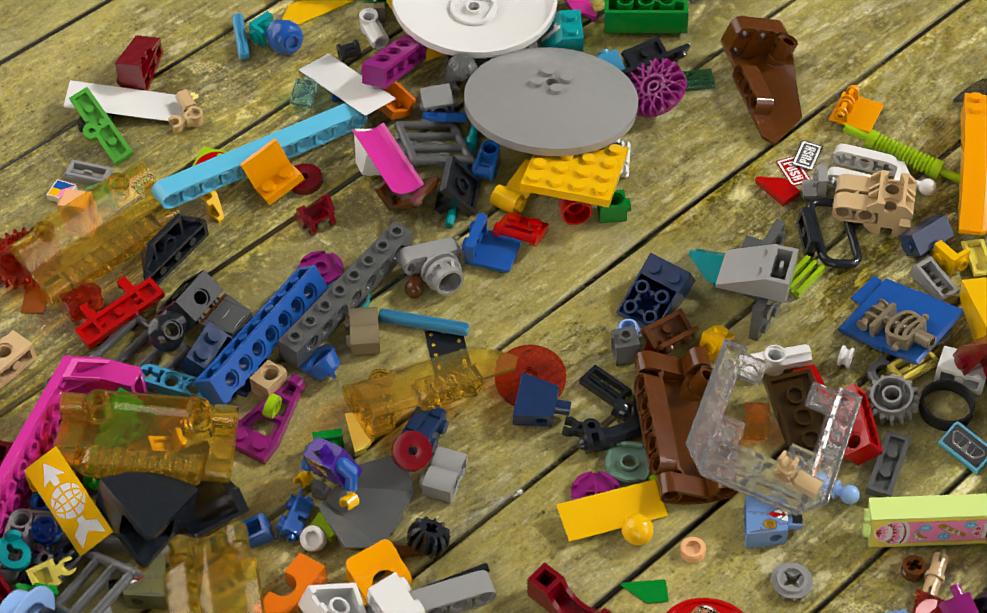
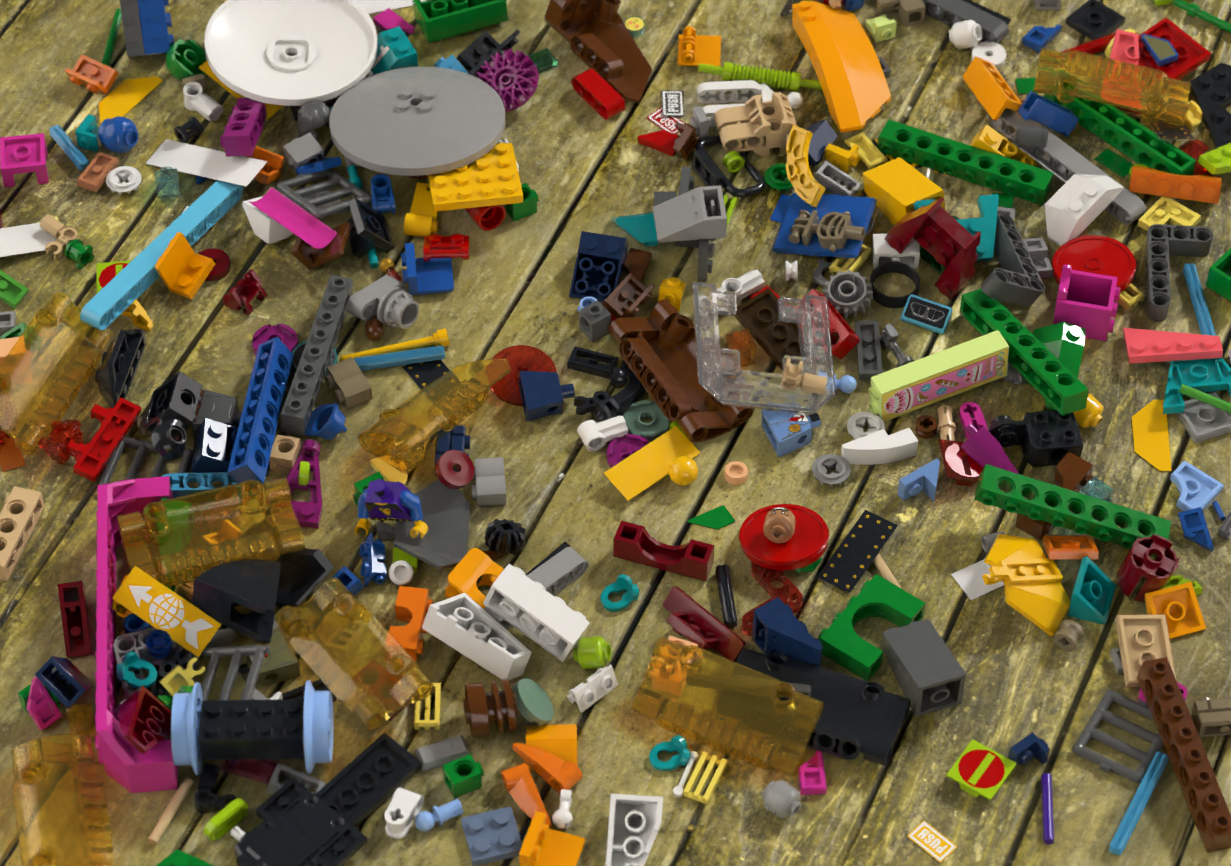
camera: 25 degrees left, 0 degrees up
(194, 31) = (23, 155): none -> dark pink panel
(194, 133) = (79, 253): none -> green brick
(251, 64) = (97, 171): none -> nougat plate
(272, 72) = (123, 173): none -> white gear
(459, 230) = (387, 266): none -> piece
(470, 314) = (439, 338): none -> yellow piece
(570, 461) = (595, 434): none -> white piece
(696, 302) = (637, 263): none -> reddish brown tile
(738, 125) = (598, 94): none -> red beam
(800, 195) = (686, 141): none -> reddish brown bracket
(804, 71) = (635, 25): none -> tile
(838, 229) = (733, 161): none -> lime bush
(843, 539) = (857, 422): none -> white gear
(853, 576) = (881, 448): none -> white slope
(888, 255) = (771, 178): none -> green gear
(897, 255) = (798, 167): none -> yellow tile
(913, 464) = (888, 342): none -> dark grey hinge
(973, 579) = (965, 419): none -> dark pink beam

